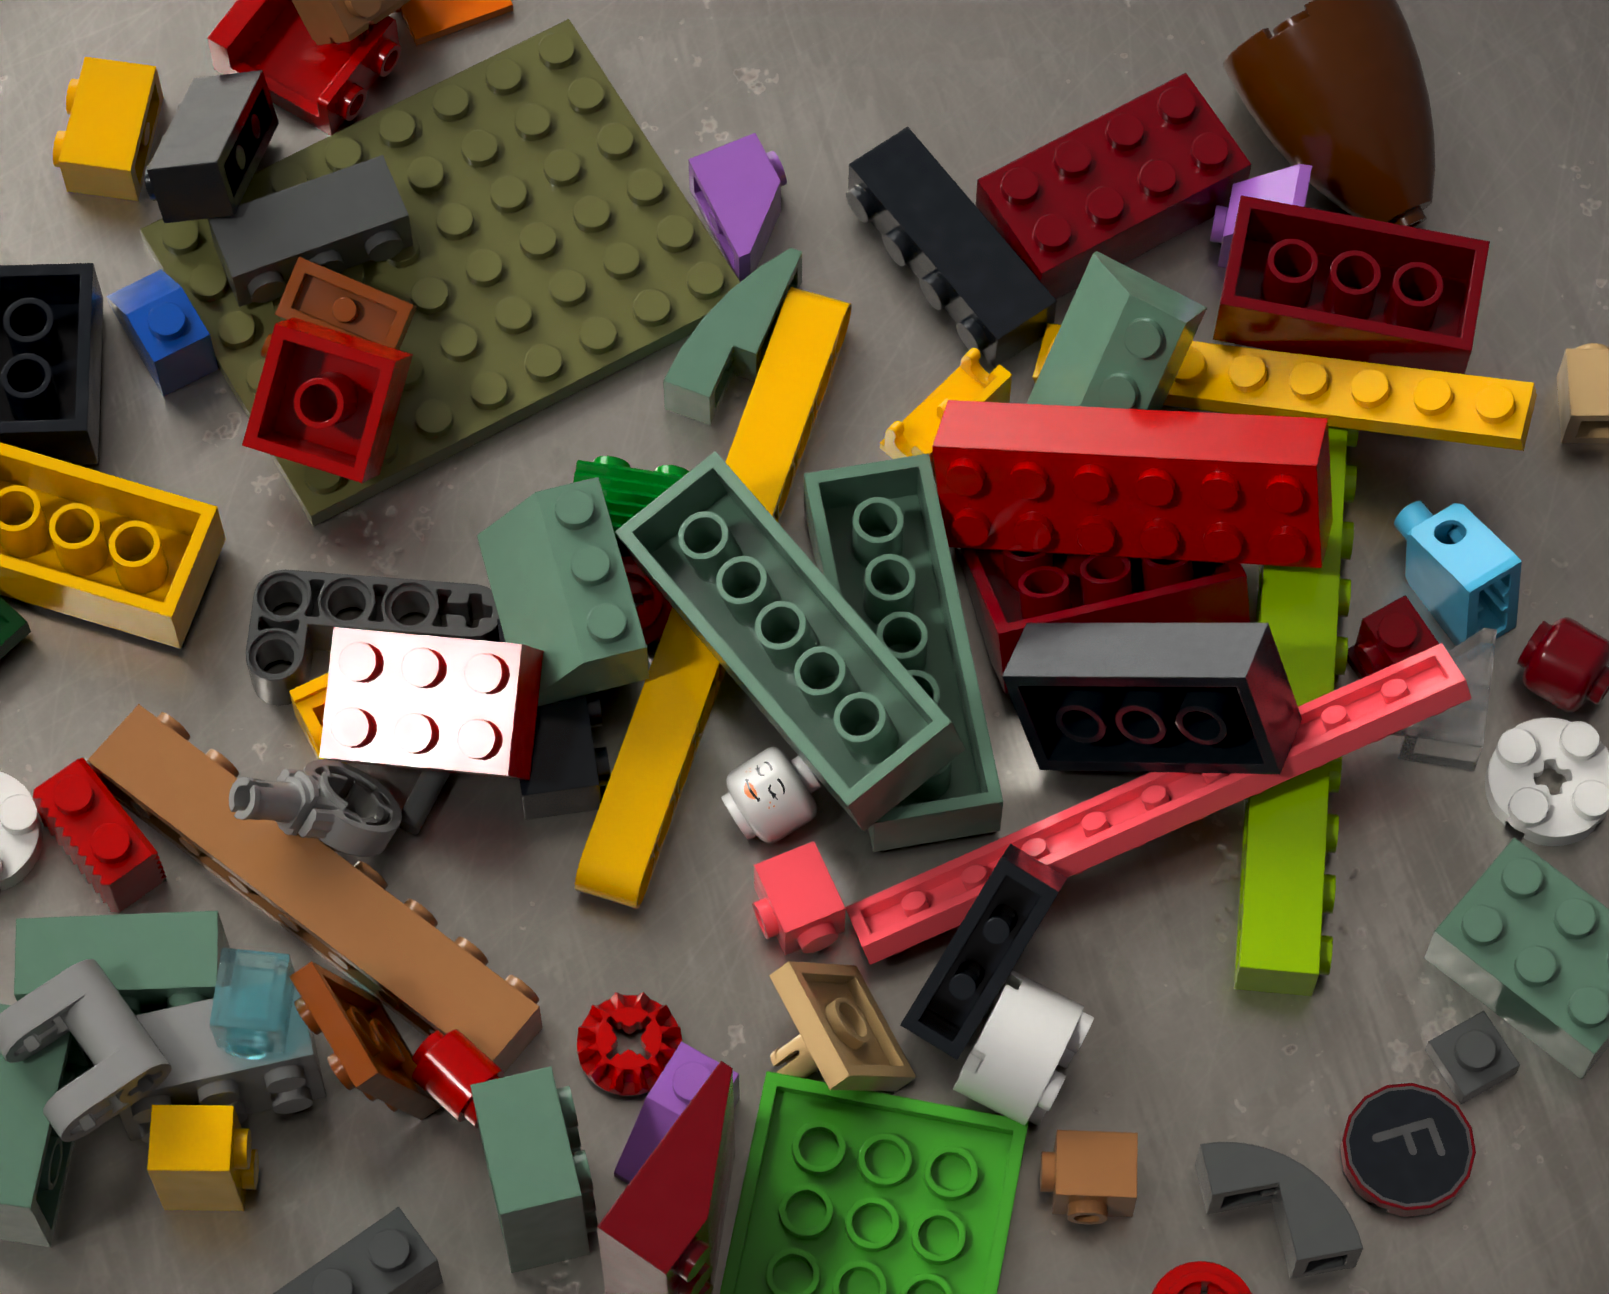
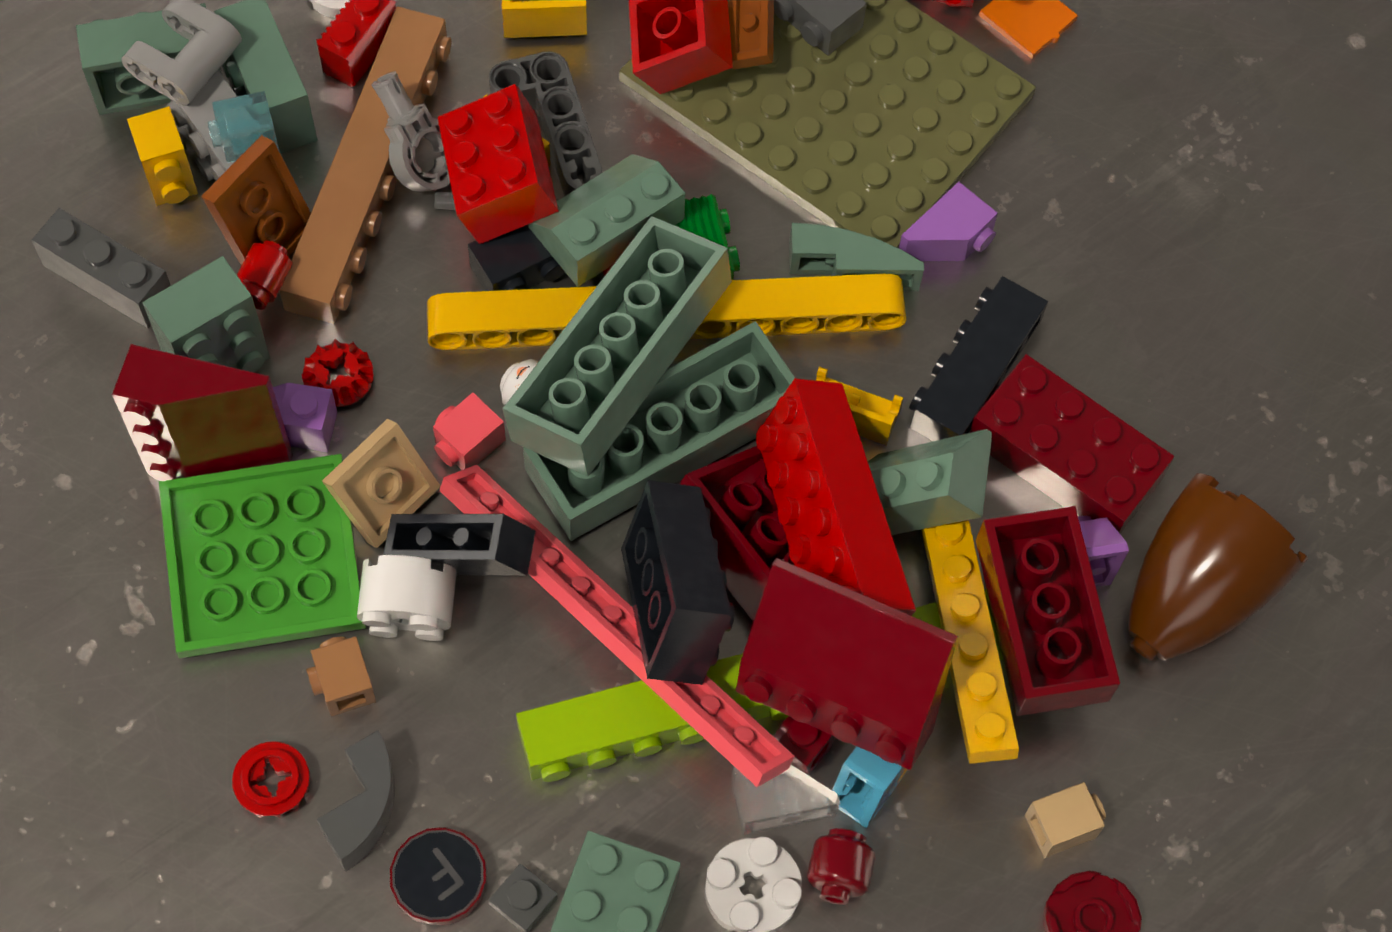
camera: 65 degrees right, 0 degrees up
(1363, 529) = (846, 664): none -> dark red slope

